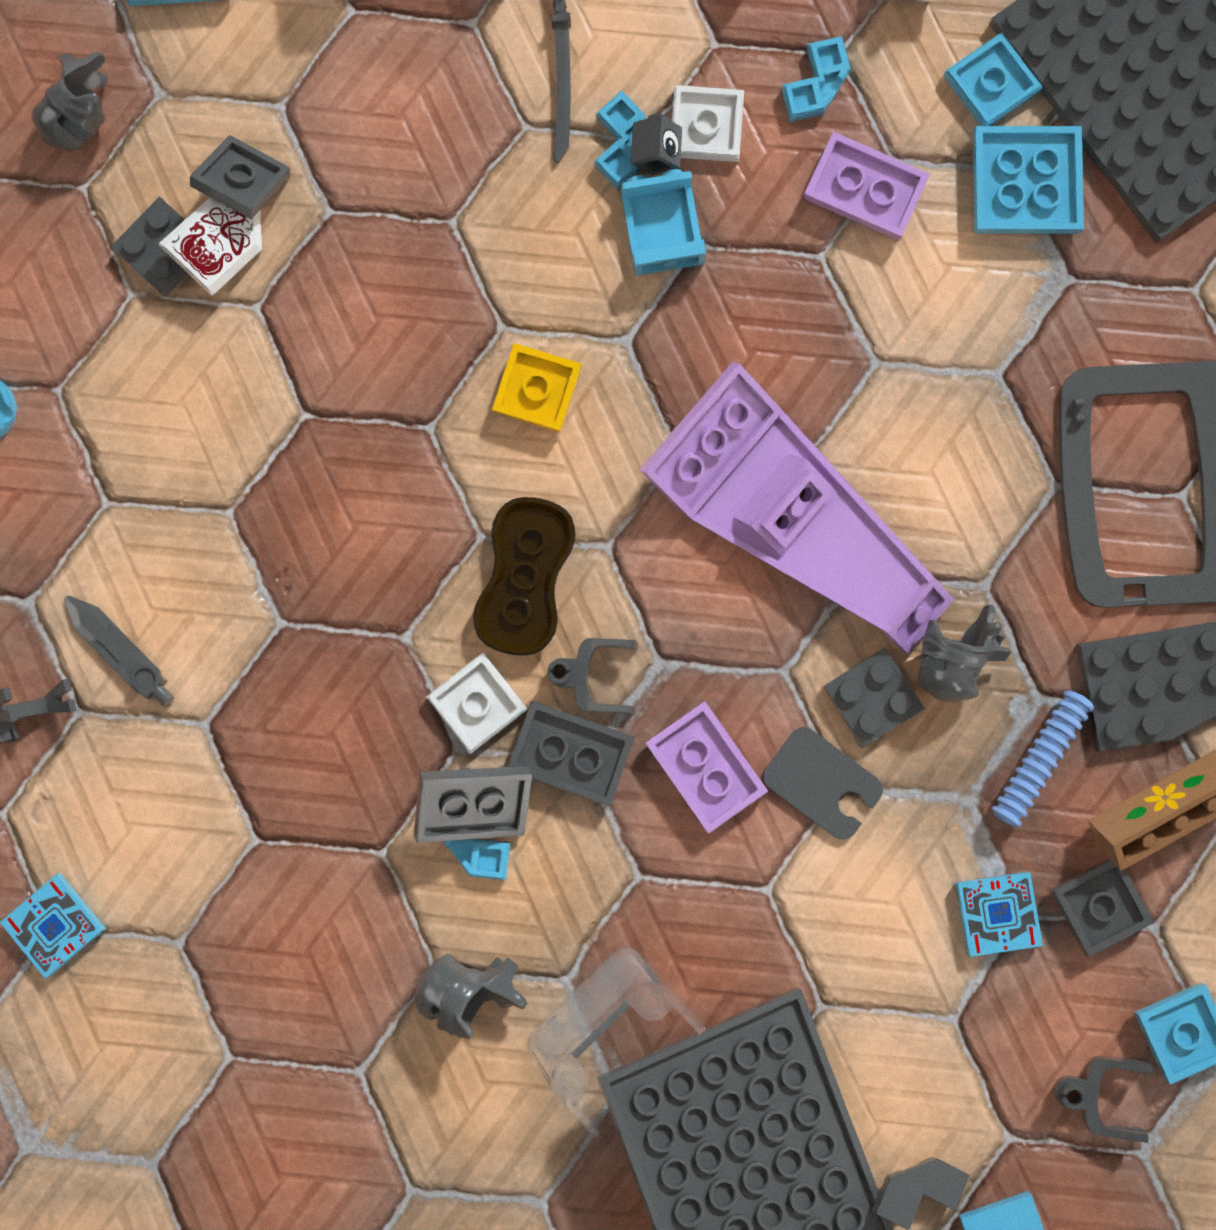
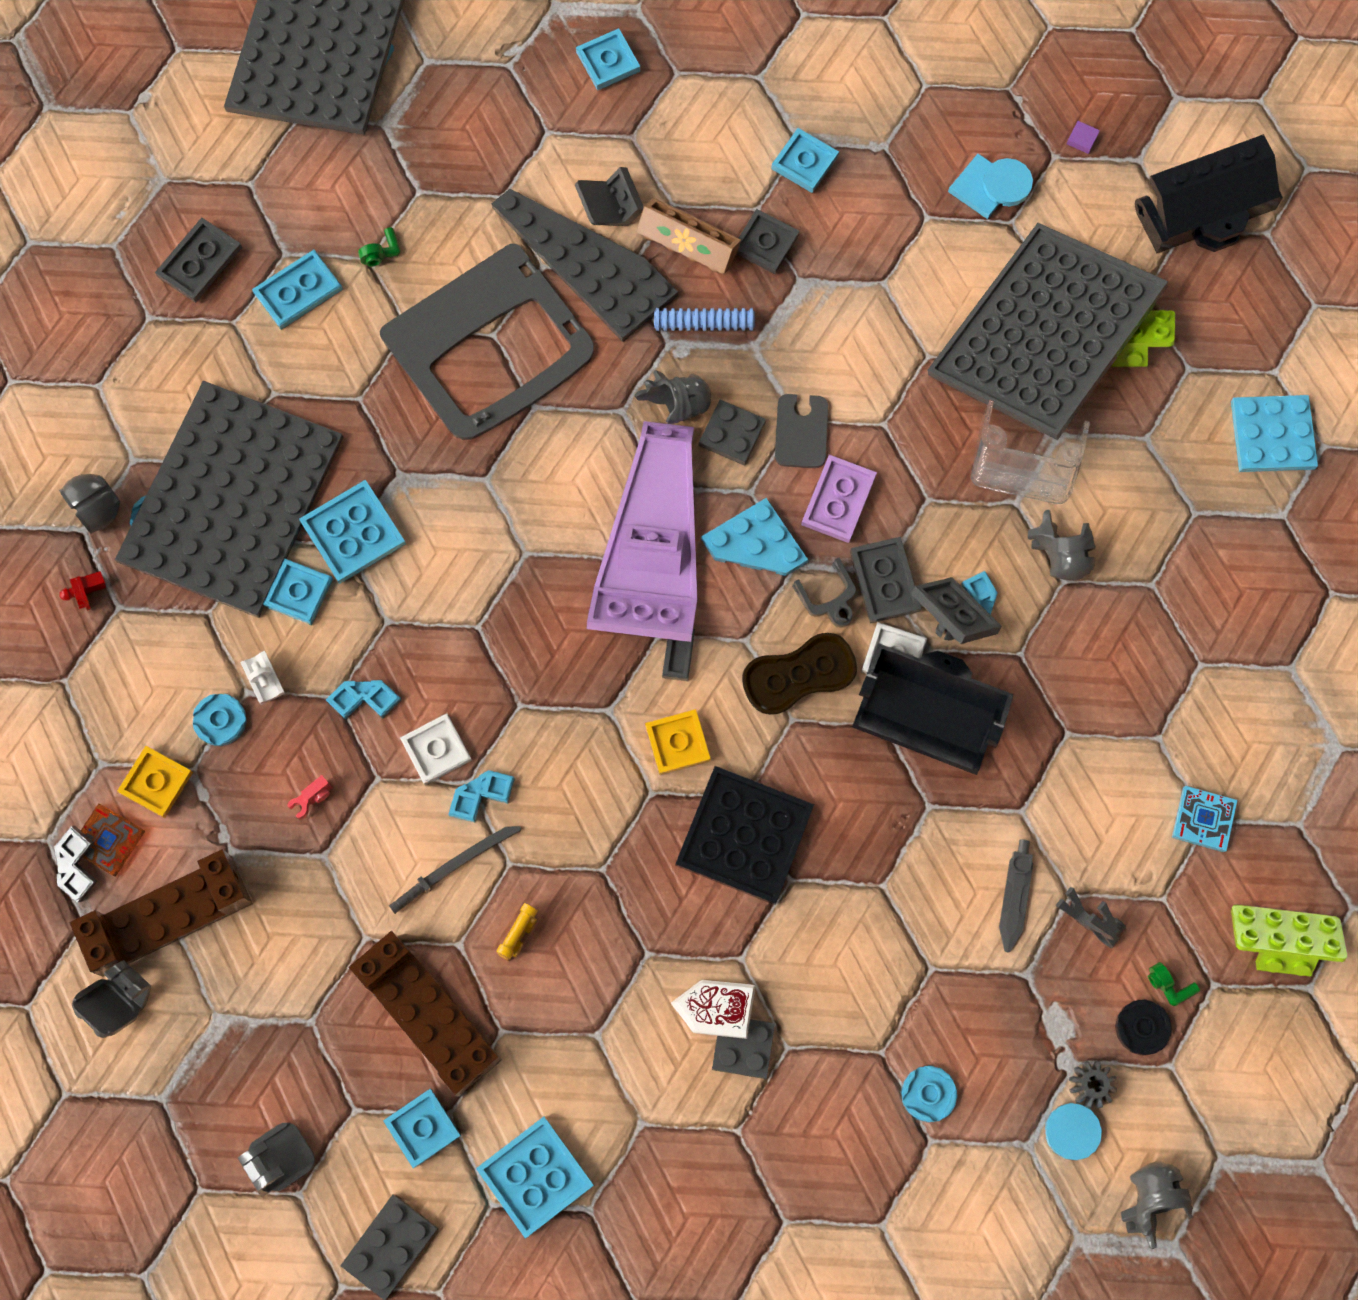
camera: 130 degrees left, 10 degrees down
(70, 108) = (695, 1168): dark grey piece -> none
(240, 177) = (665, 1019): dark grey plate -> none
(379, 698) = (932, 707): none -> black piece
(383, 394) = (744, 835): none -> black plate
(430, 69) = (524, 923): none -> yellow plate
(631, 452) = (678, 659): none -> dark grey tile
(656, 144) = (472, 766): dark grey brick -> none
(662, 222) = (521, 733): medium azure panel -> none
(718, 635) = (756, 541): none -> medium azure plate
(866, 186) = (417, 624): lavender plate -> none
(904, 1190) = (995, 251): dark grey tile -> none
(998, 914) = (808, 292): medium azure tile -> none
(1088, 1095) = (872, 191): dark grey piece -> none

